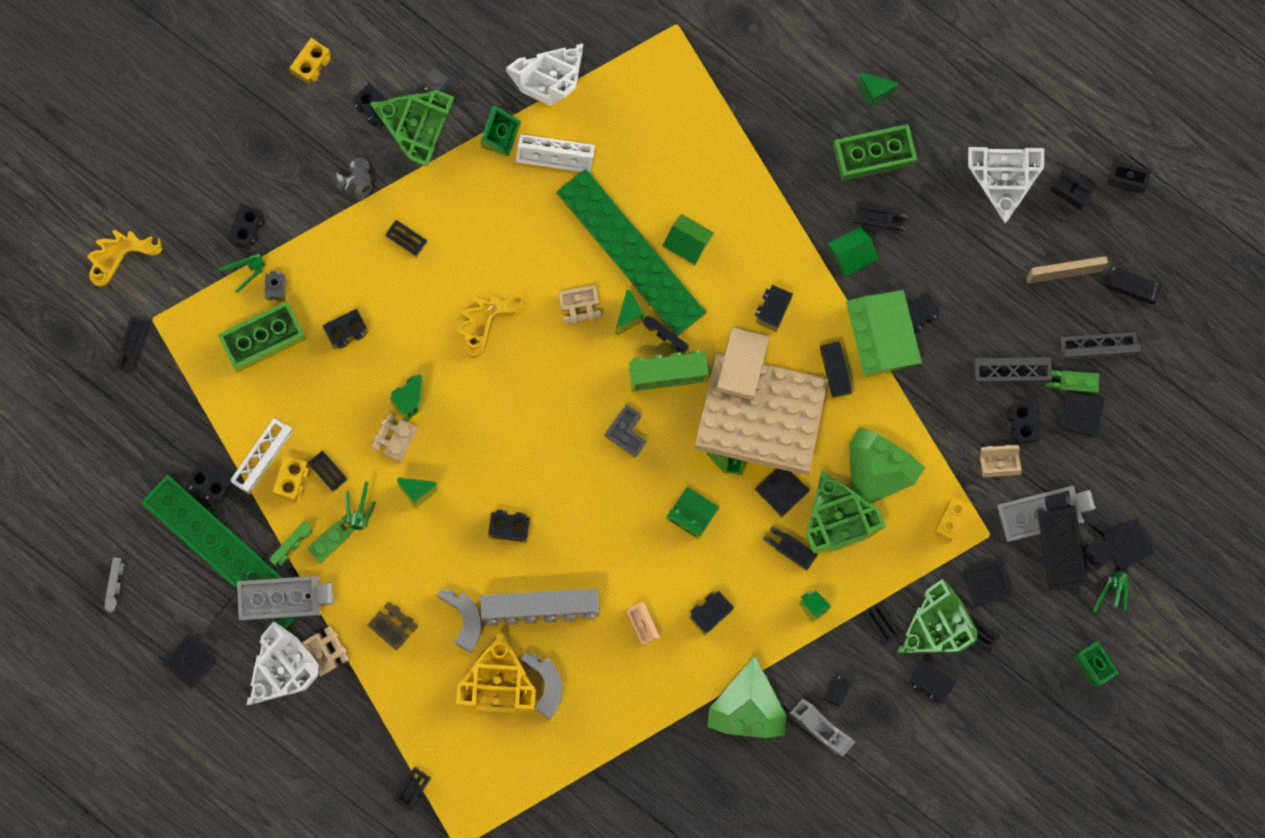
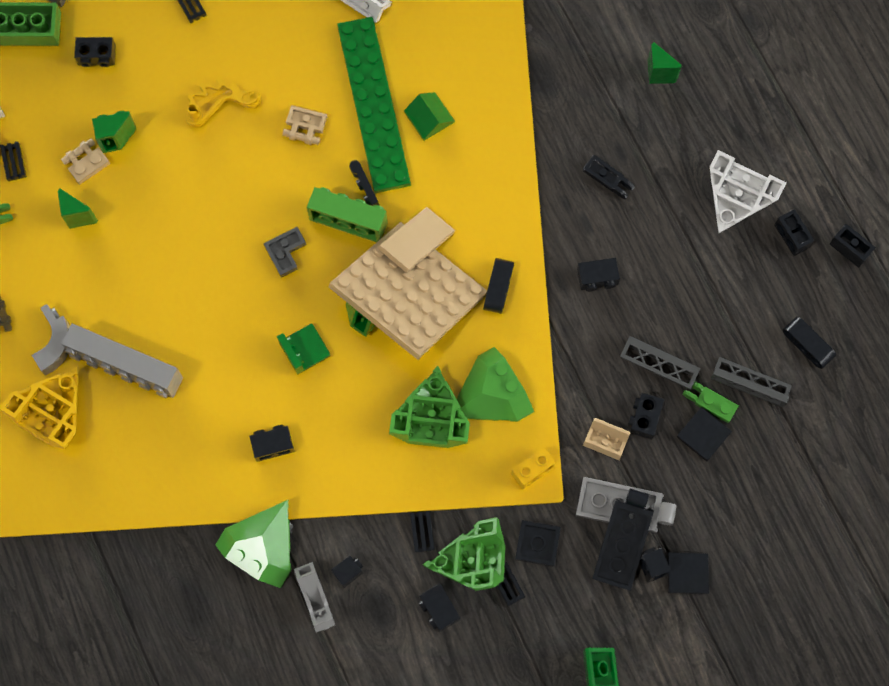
camera: 35 degrees right, 5 degrees down
(358, 520) = (11, 211): green plant -> none
(508, 531) = (135, 284): black brick -> none
(552, 694) = (97, 437): light grey arch -> none
(630, 314) = (339, 150): green slope -> none
(642, 623) = (206, 422): light nougat plate -> none
(774, 307) = (471, 207): black brick -> none
(782, 491) = (394, 368): black plate -> none
(792, 549) = (375, 423): black hinge -> none
(814, 605) = (366, 483): green slope -> none
(853, 251) = (570, 195): green slope -> none
(875, 152) = (632, 119): bright green brick -> none
(883, 333) = (557, 274): bright green slope -> none
(1067, 269) = (754, 298): tan tile -> none
(1119, 583) = (661, 603): green plant -> none

